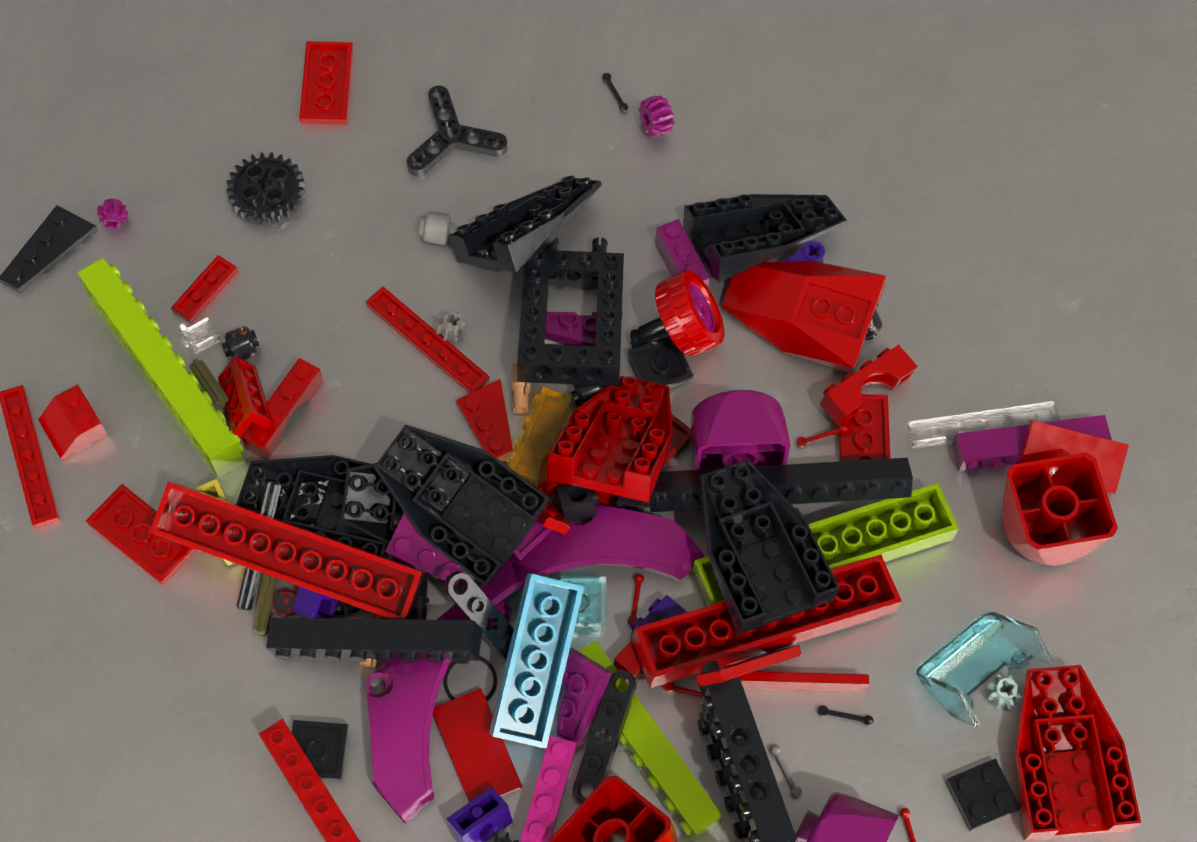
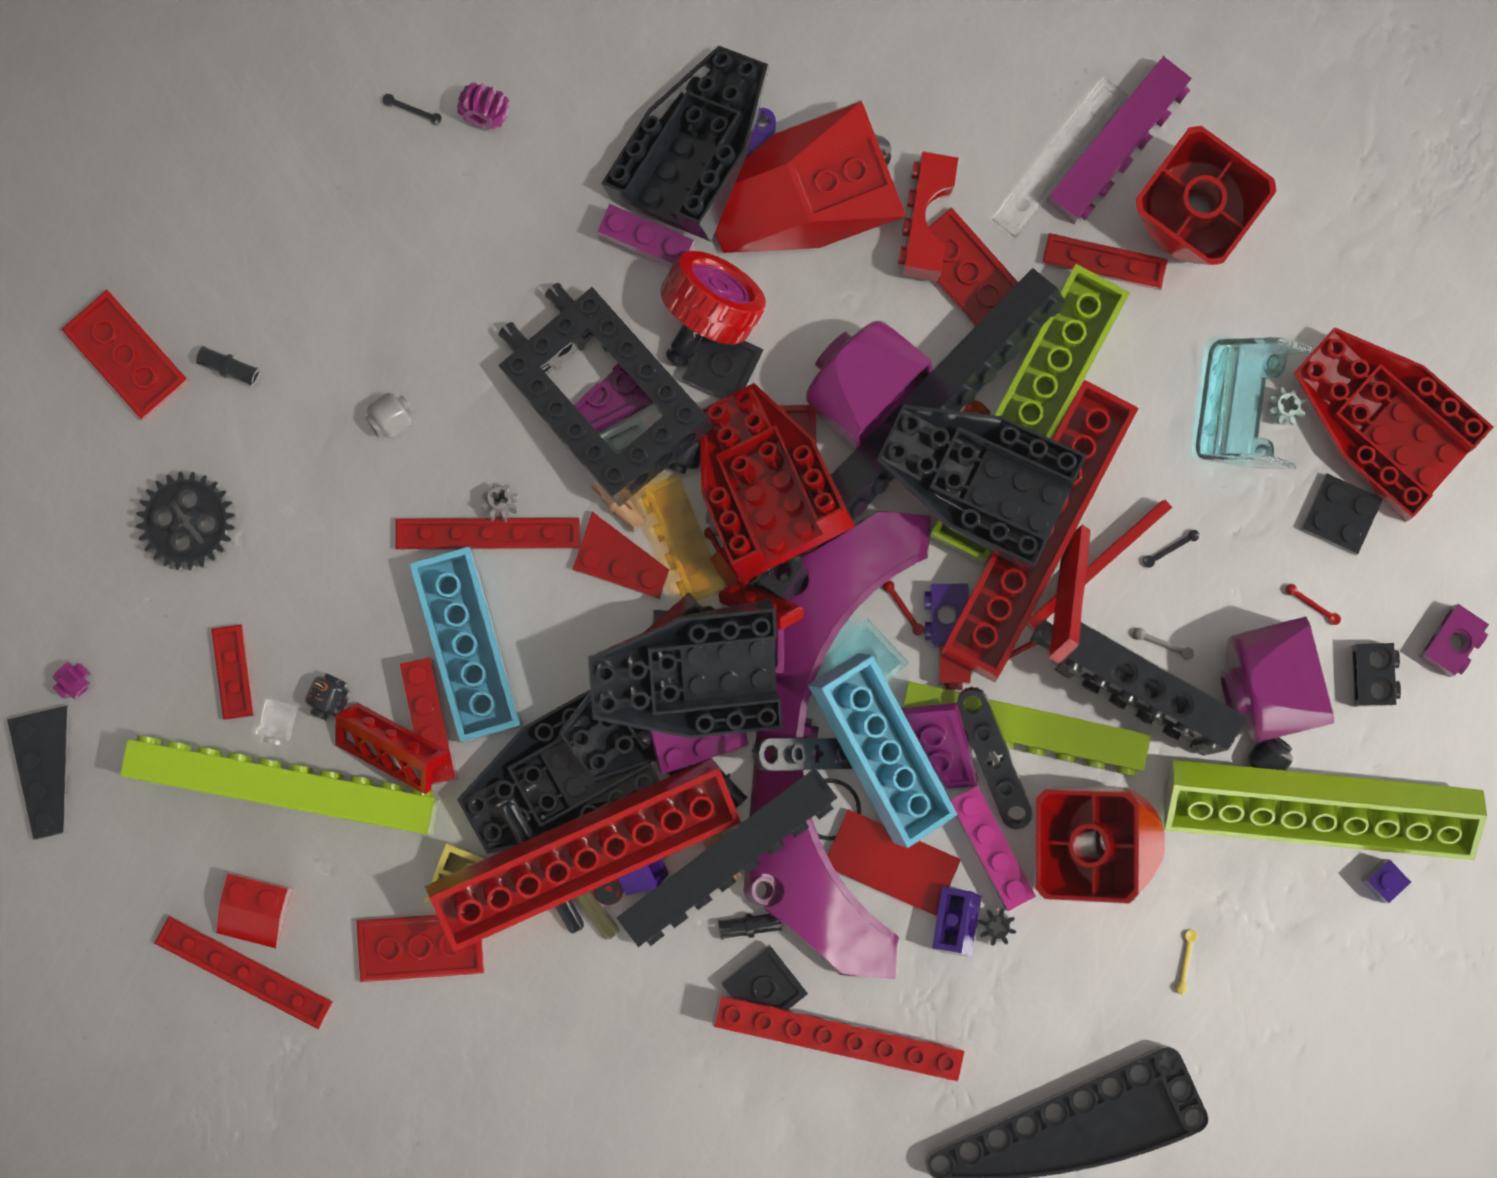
camera: 40 degrees left, 20 degrees up
(209, 383) = (339, 760): olive axle -> none
(347, 702) = (748, 926): none -> black pin
(348, 384) = (465, 645): none -> medium azure brick
(375, 131) = (227, 365): none -> black pin
(447, 144) = (305, 315): black piece -> none
(523, 227) = (472, 340): black wedge -> none
(802, 442) = (915, 323): red hinge -> none
(967, 515) = (1105, 261): none -> red tile
(1050, 441) = (1154, 129): red tile -> none

